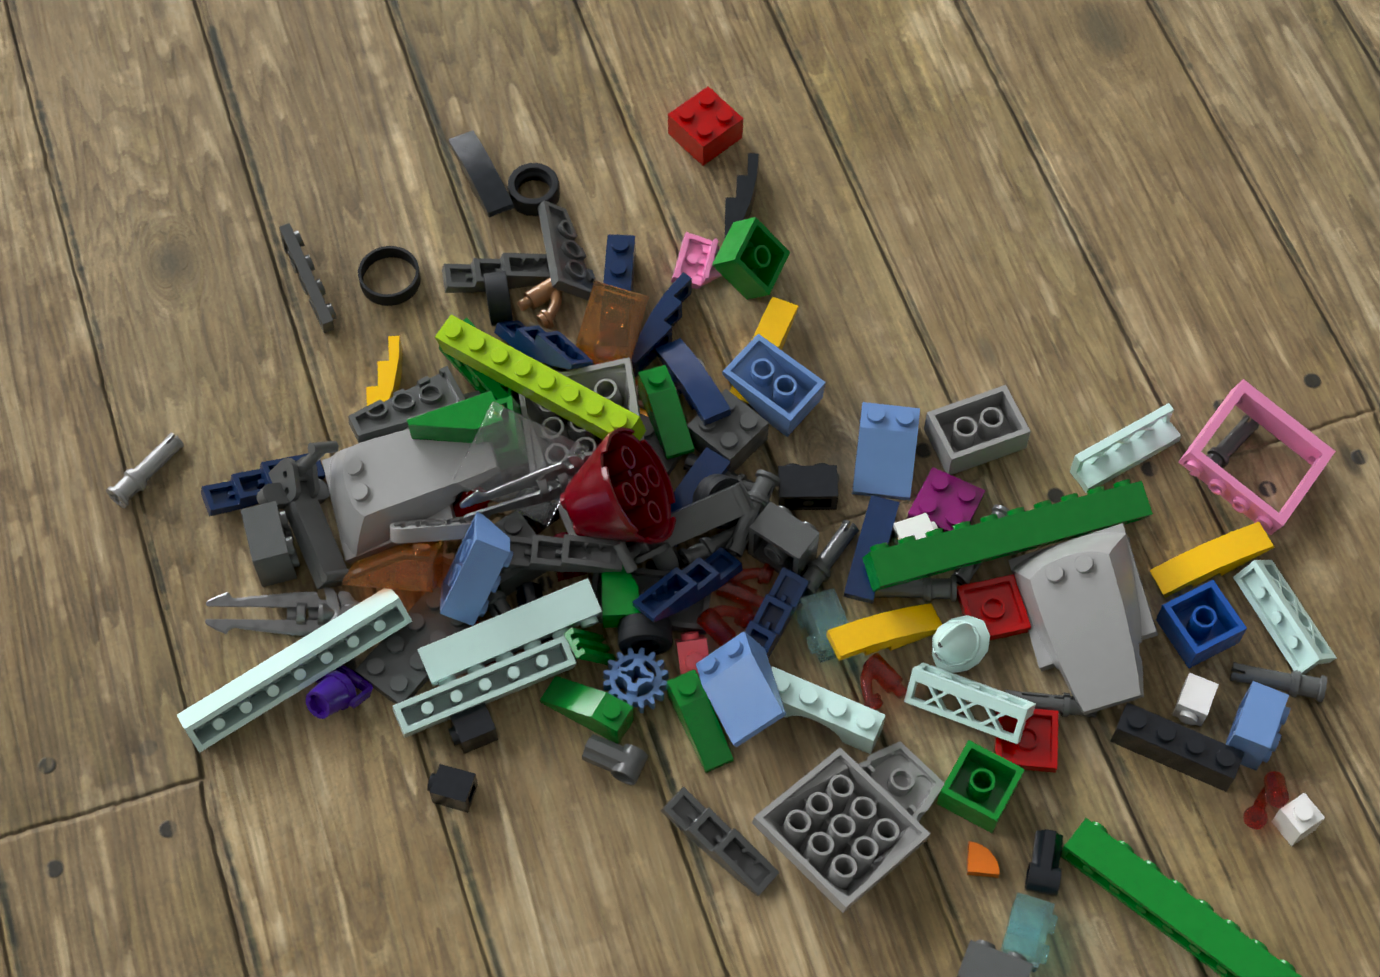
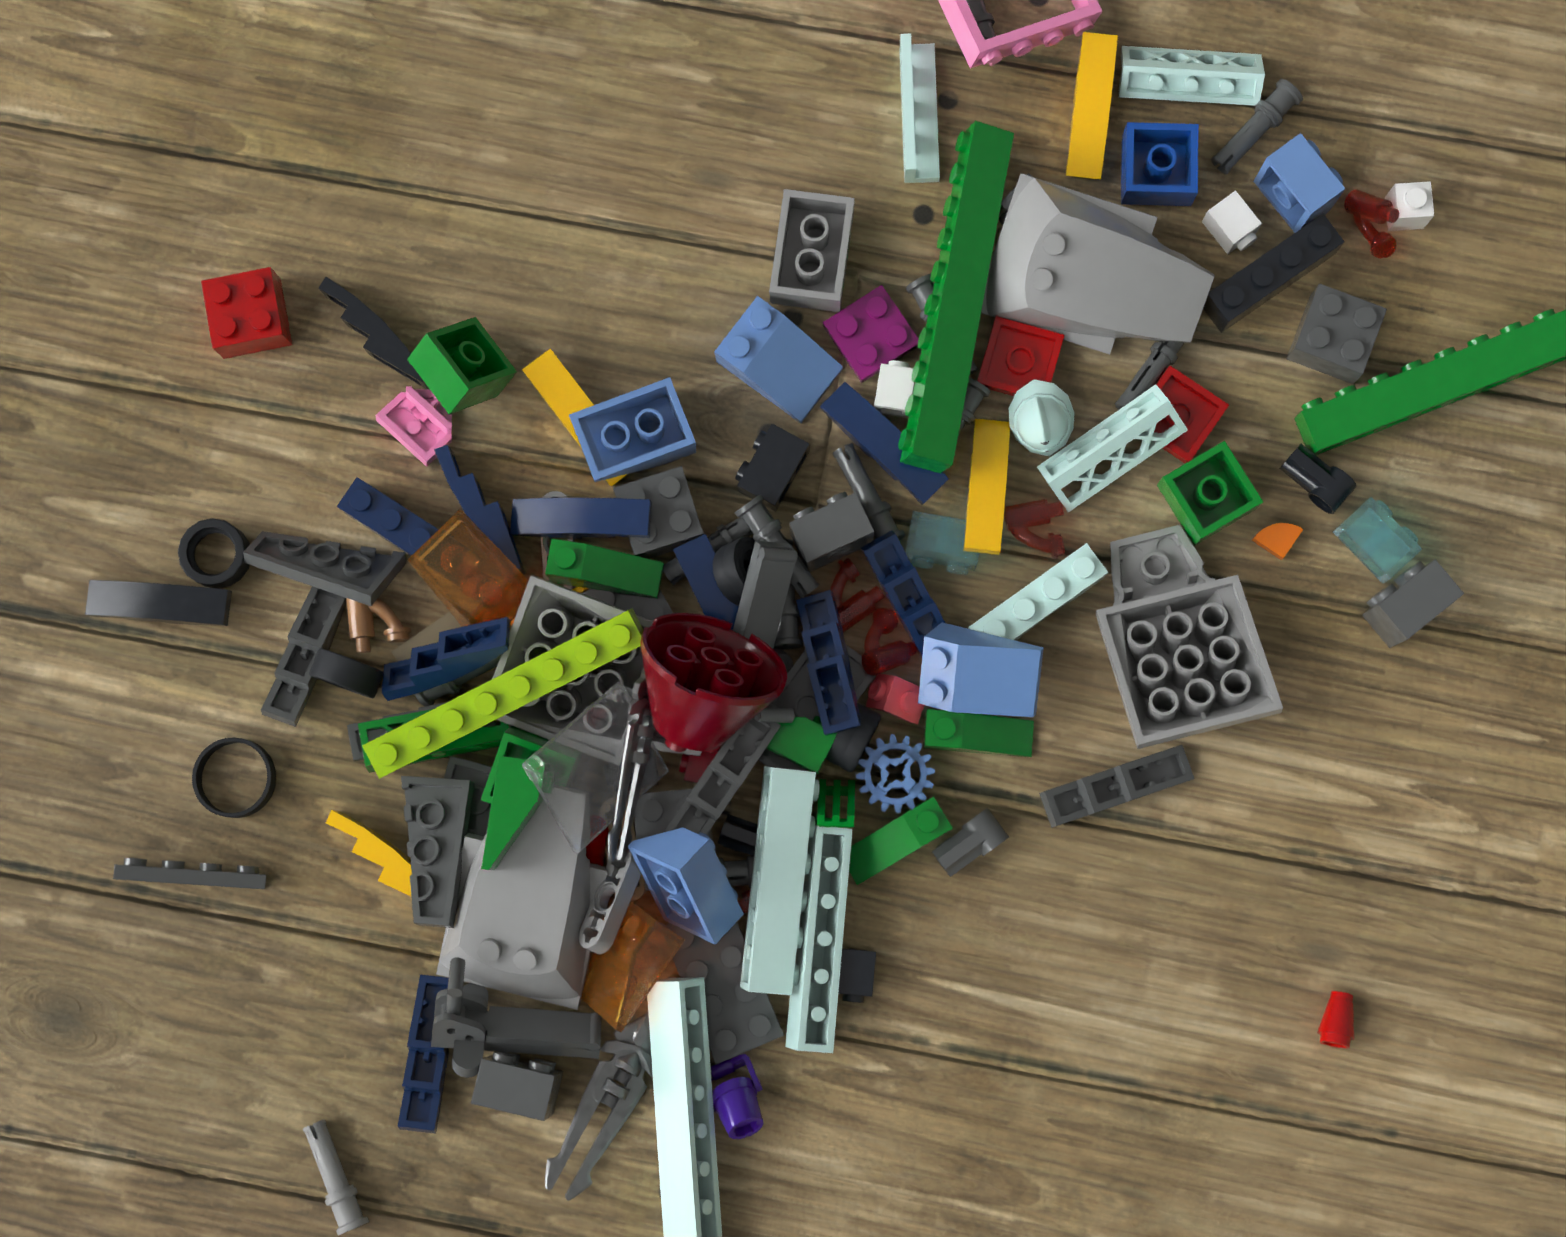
camera: 50 degrees left, 20 degrees up
(452, 787) = (910, 1029): black brick -> none
(1163, 817) = (1336, 334): none -> dark grey brick

